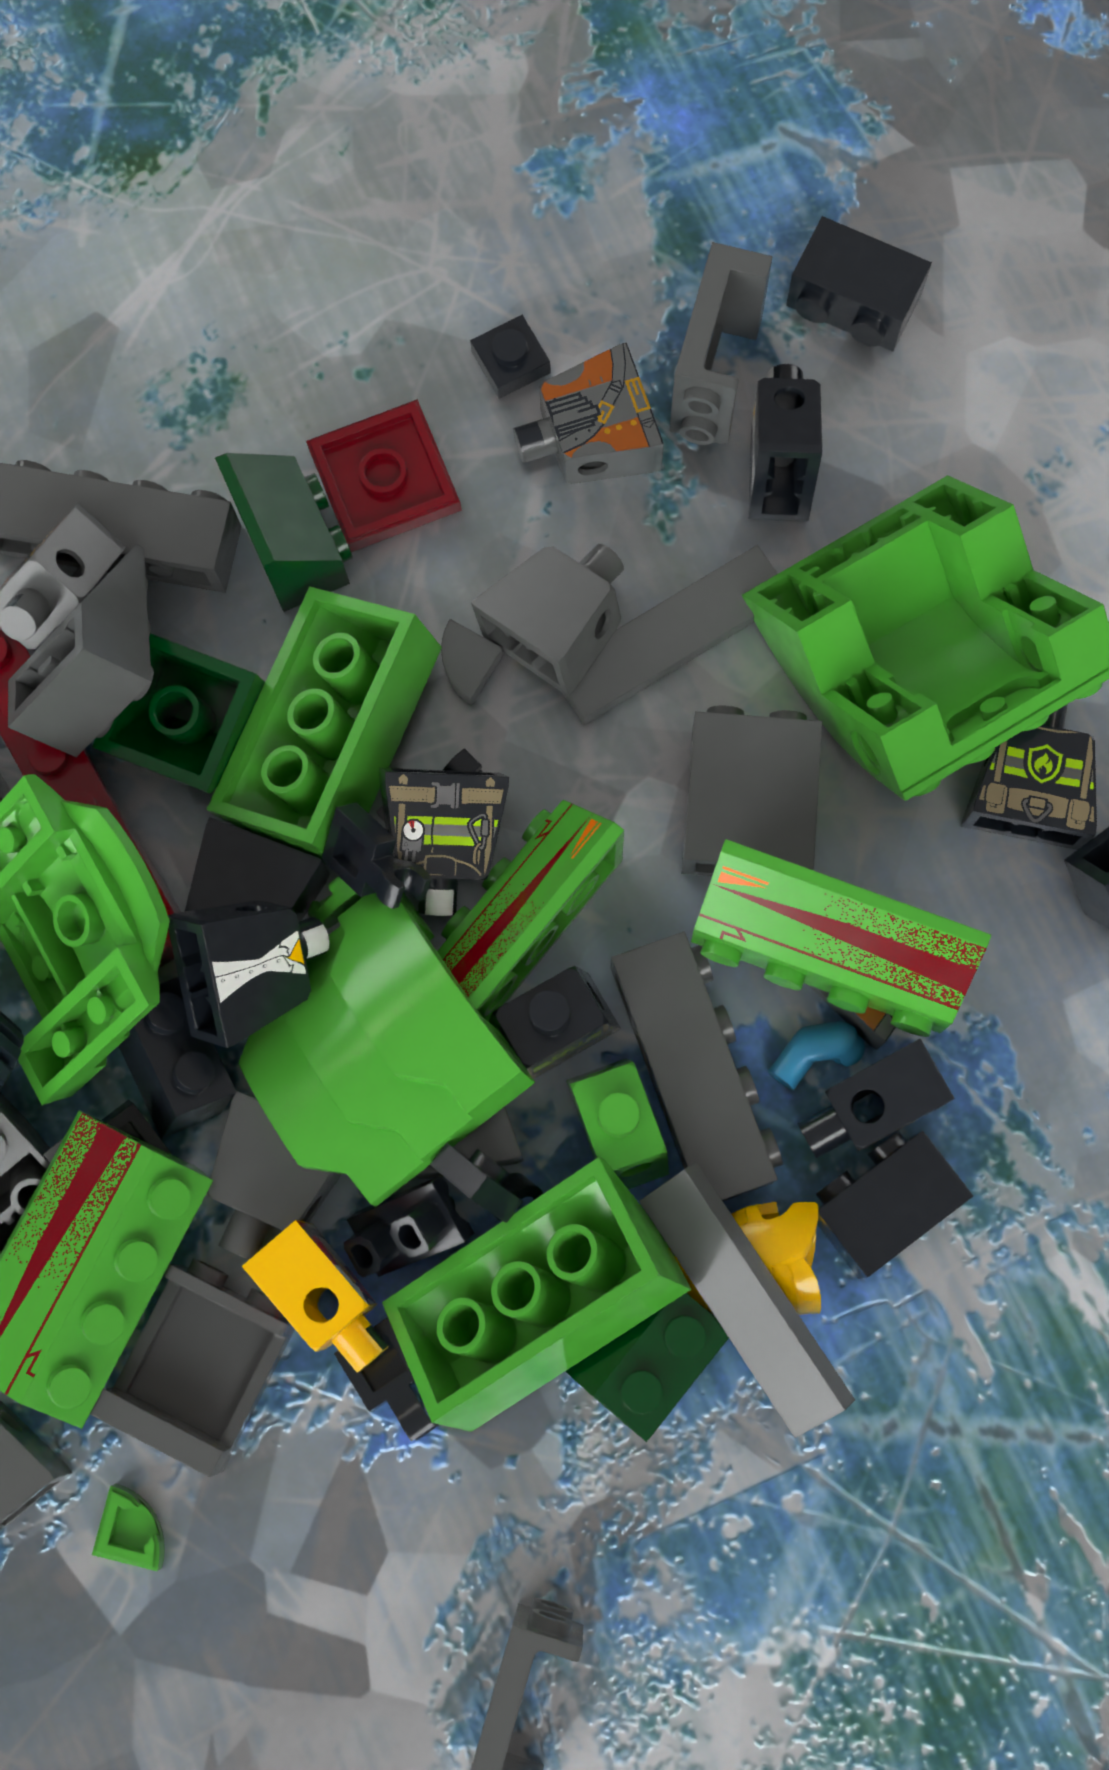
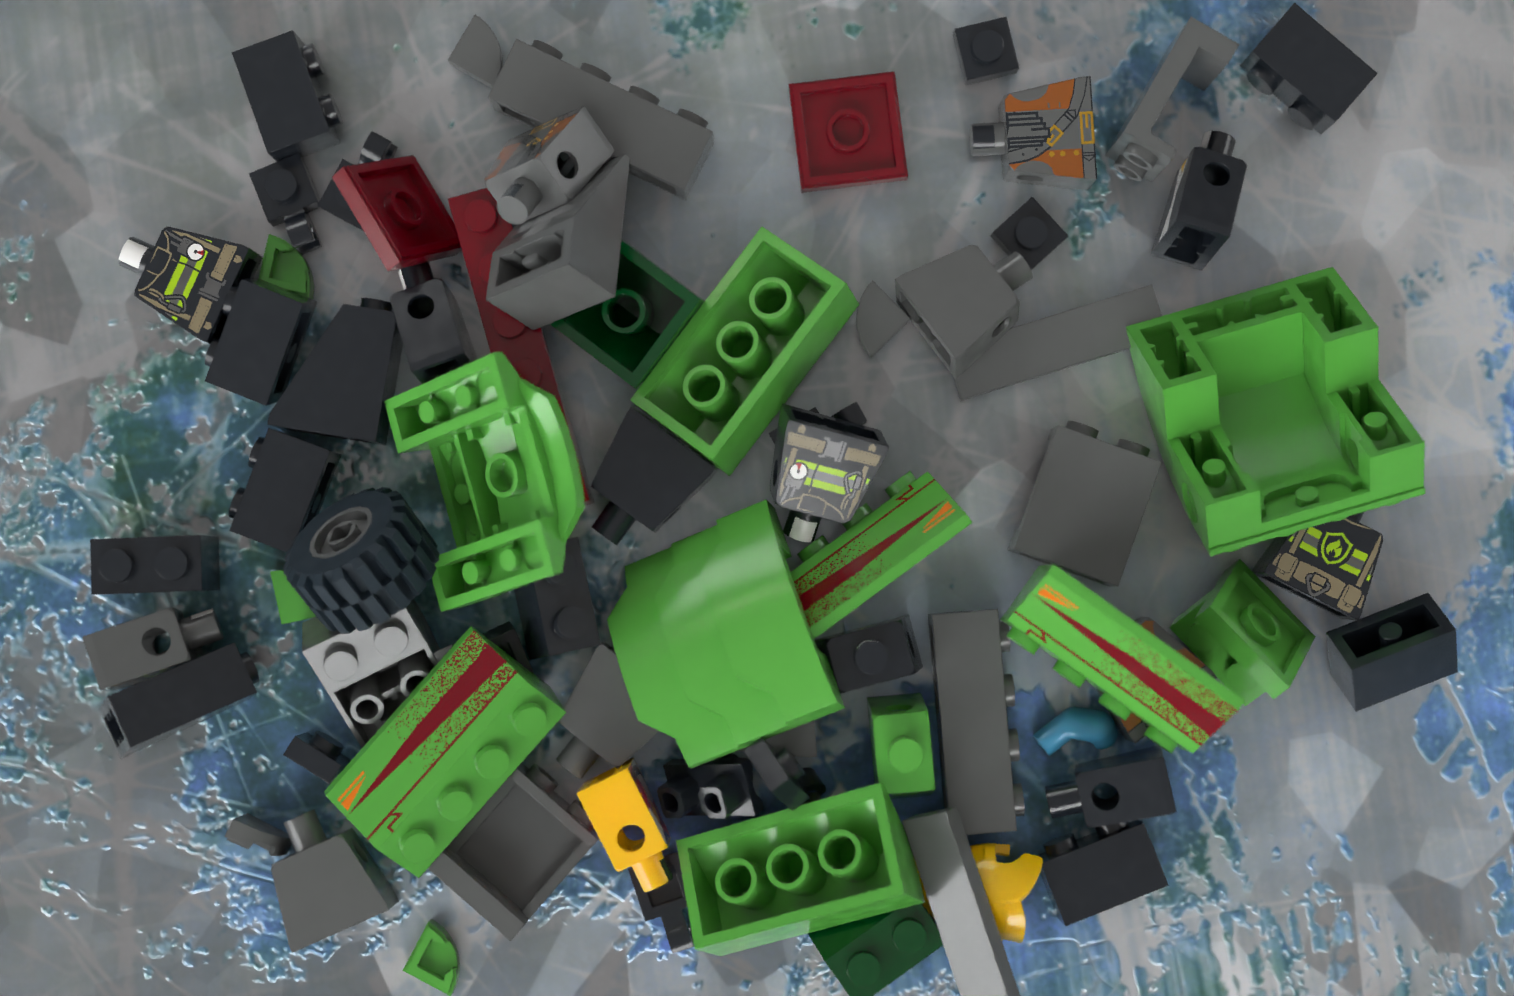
camera: 15 degrees right, 10 degrees up
(242, 966) = (632, 549): black torso -> none
(286, 524) = (754, 163): dark green slope -> none
(335, 904) = (720, 500): bright green tile -> none
(362, 857) = (752, 484): black plate -> none
(610, 523) = (1030, 233): none -> black plate
(979, 886) = (1245, 635): none -> bright green bracket

